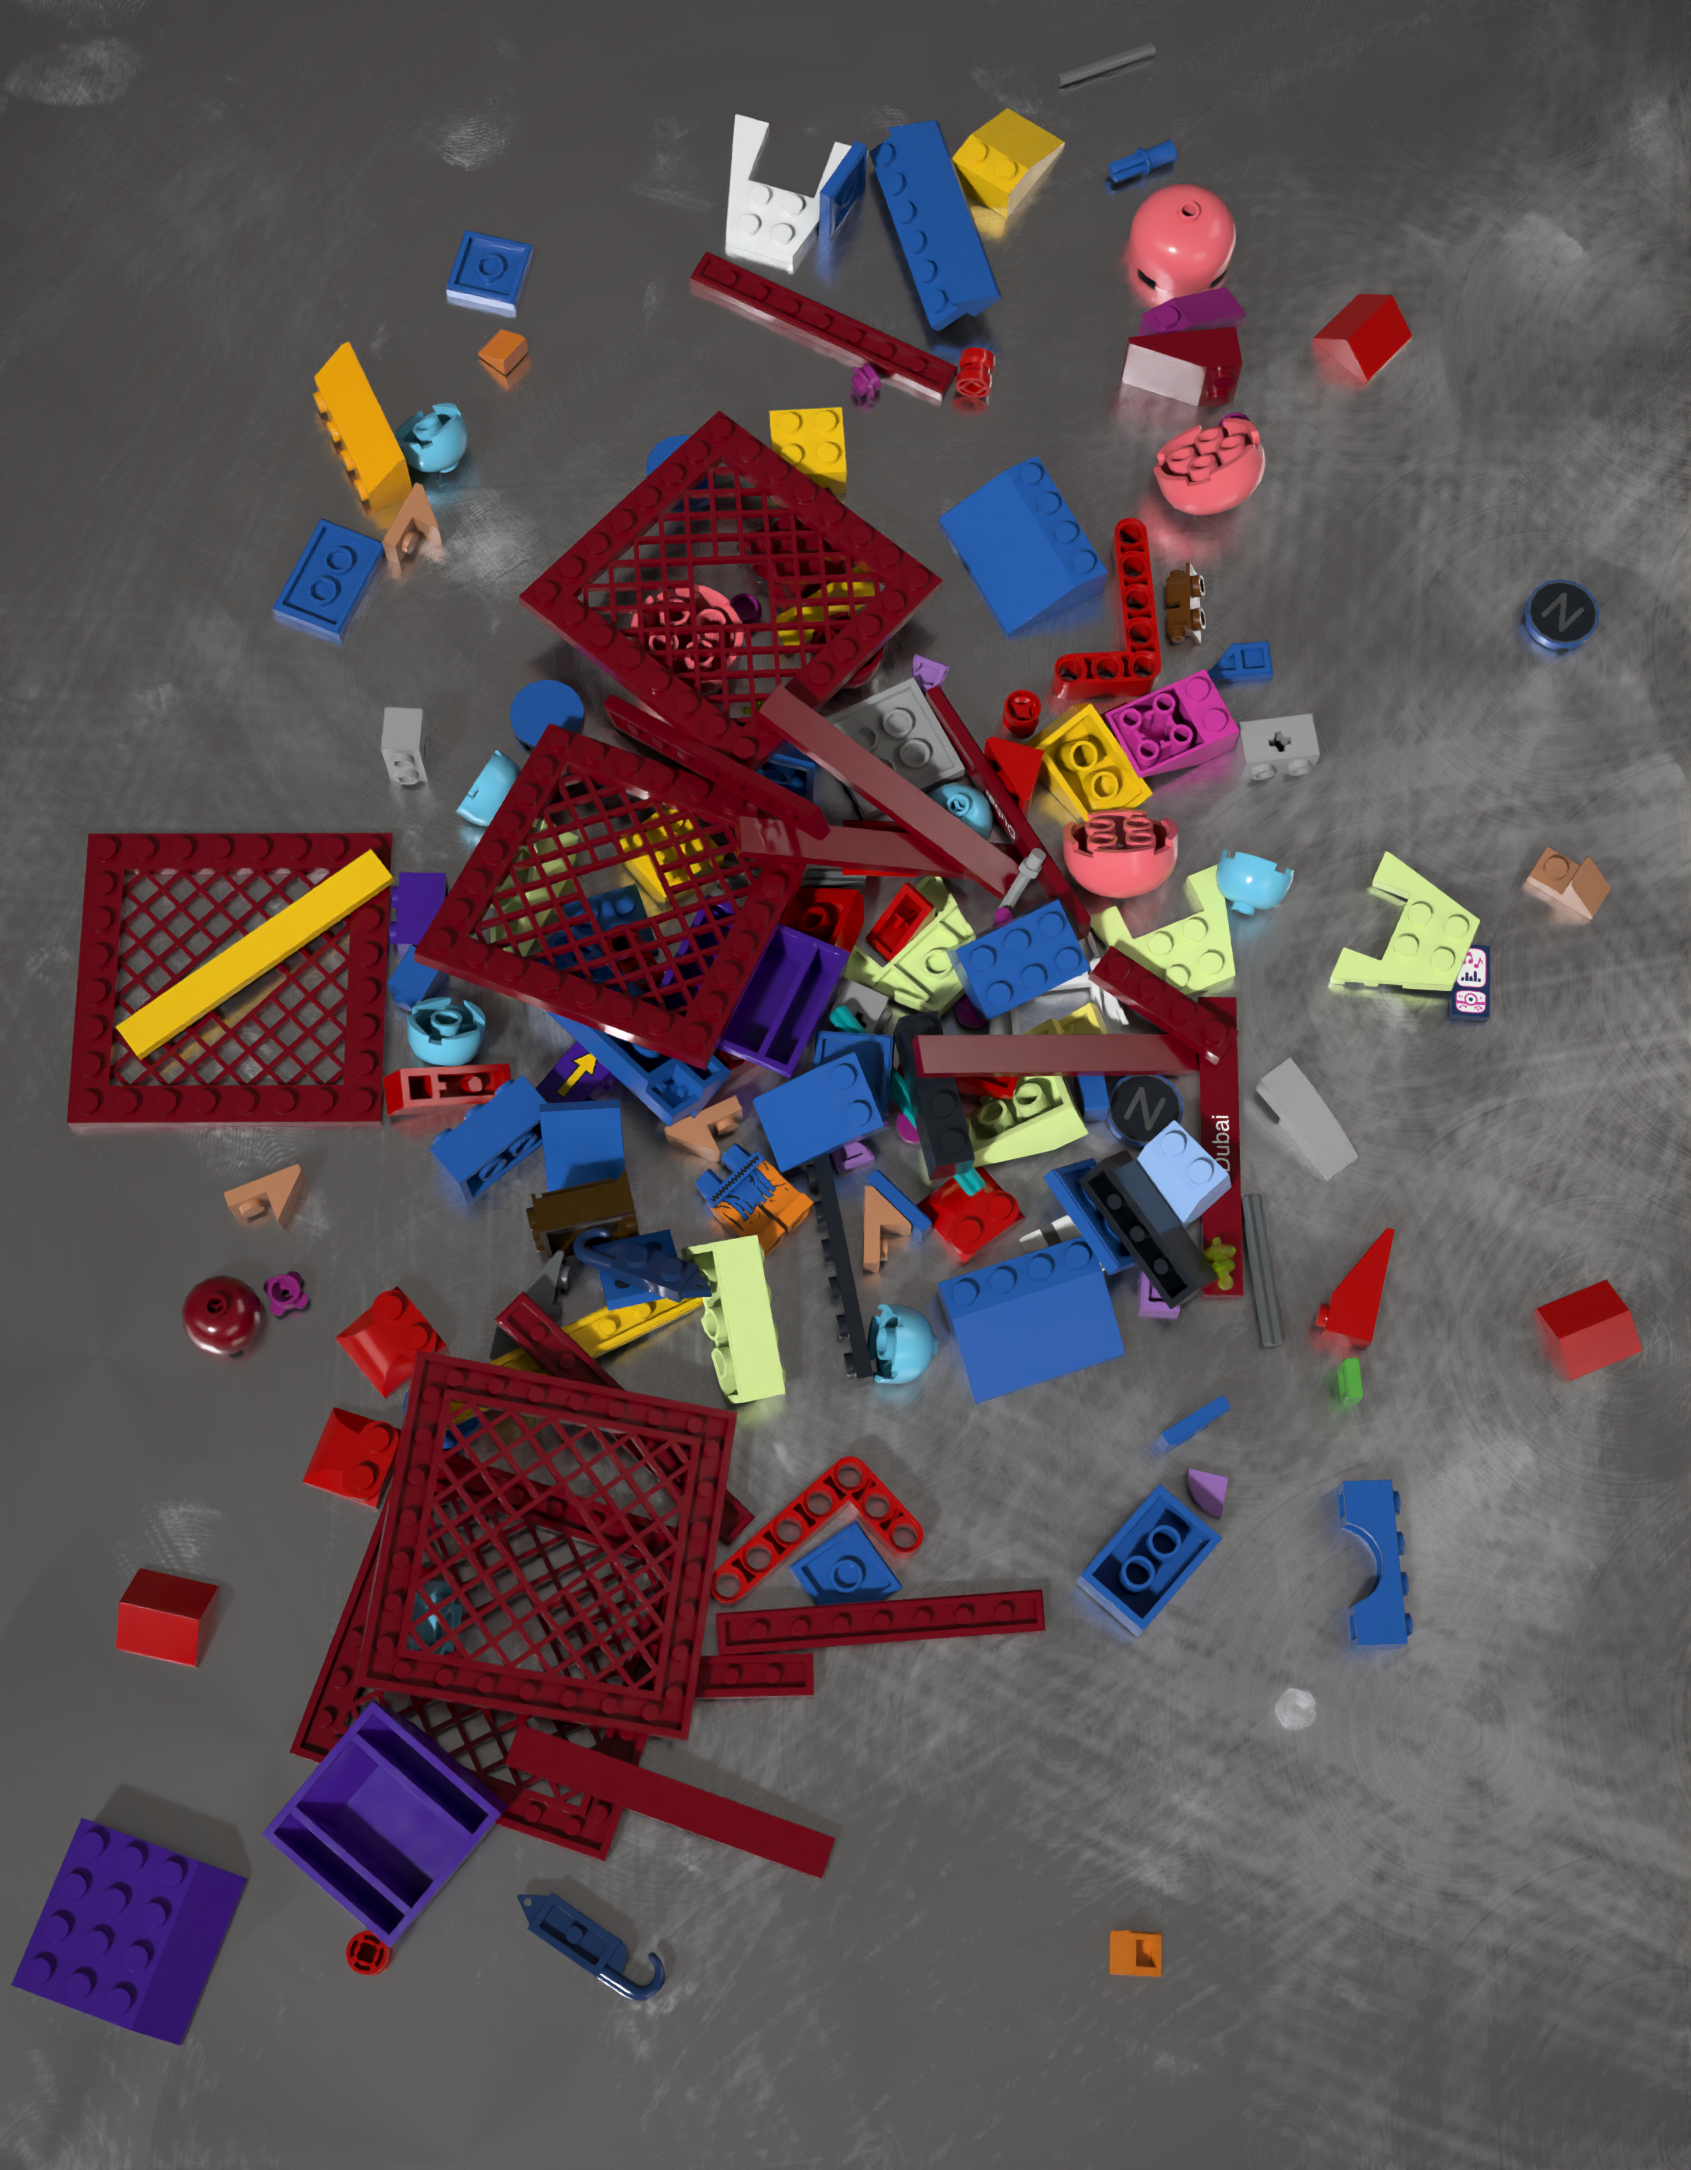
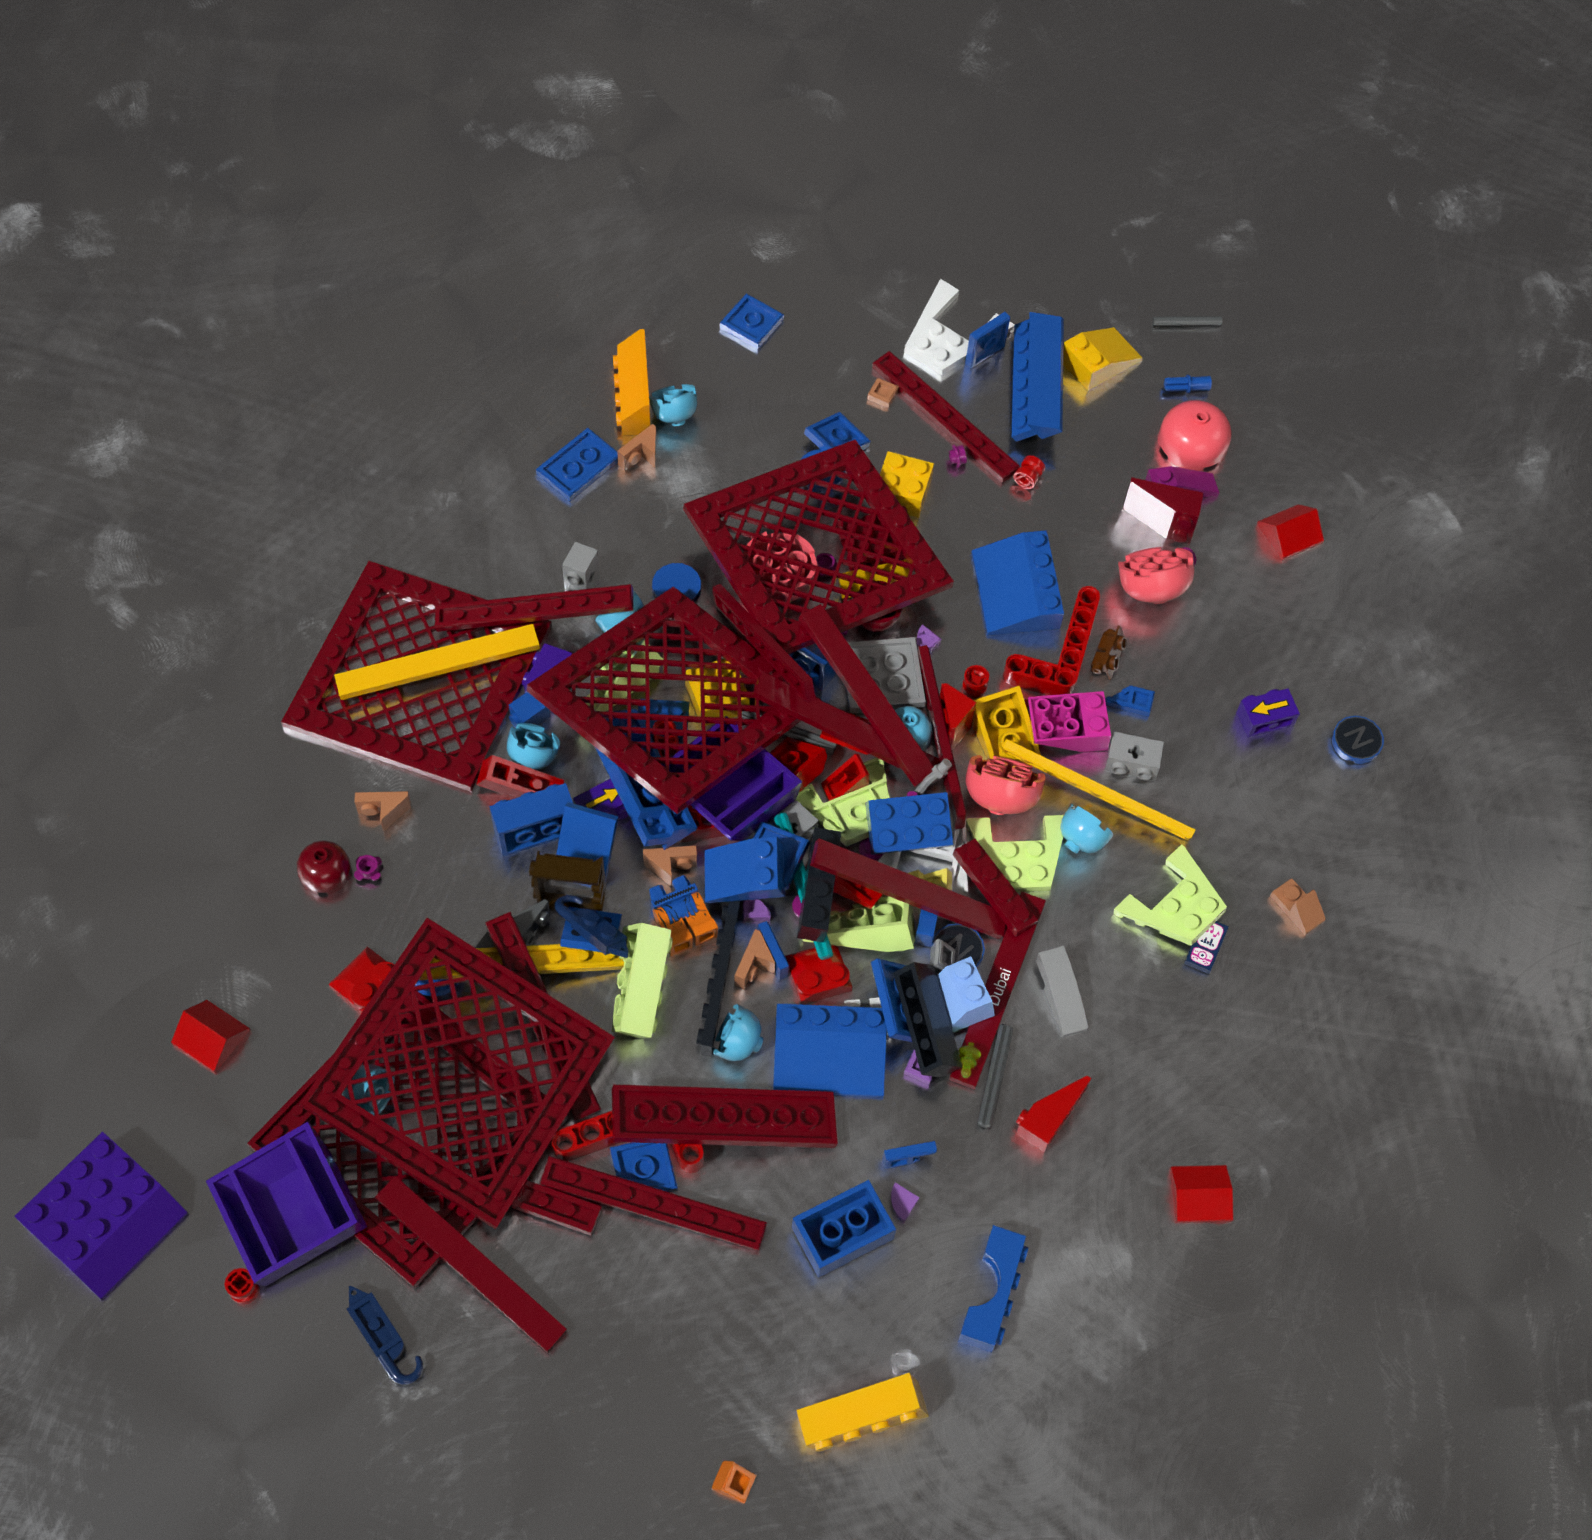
camera: 20 degrees right, 10 degrees down
(364, 826) = (534, 608): none -> dark red tile
(387, 1340) = (411, 912): red slope -> none
(504, 350) = (741, 369): orange slope -> none
(682, 407) = (834, 432): none -> blue tile
(721, 319) = (882, 392): none -> nougat tile
(929, 1469) = (723, 1116): none -> dark red plate
(1129, 1131) = (941, 955): none -> light grey slope
(1247, 815) = (1098, 790): none -> yellow tile
(1270, 1800) = (862, 1412): none -> yellow wedge
(1349, 1382) = (1024, 1166): bright green tile -> none
(1430, 618) = (1267, 712): none -> dark purple brick

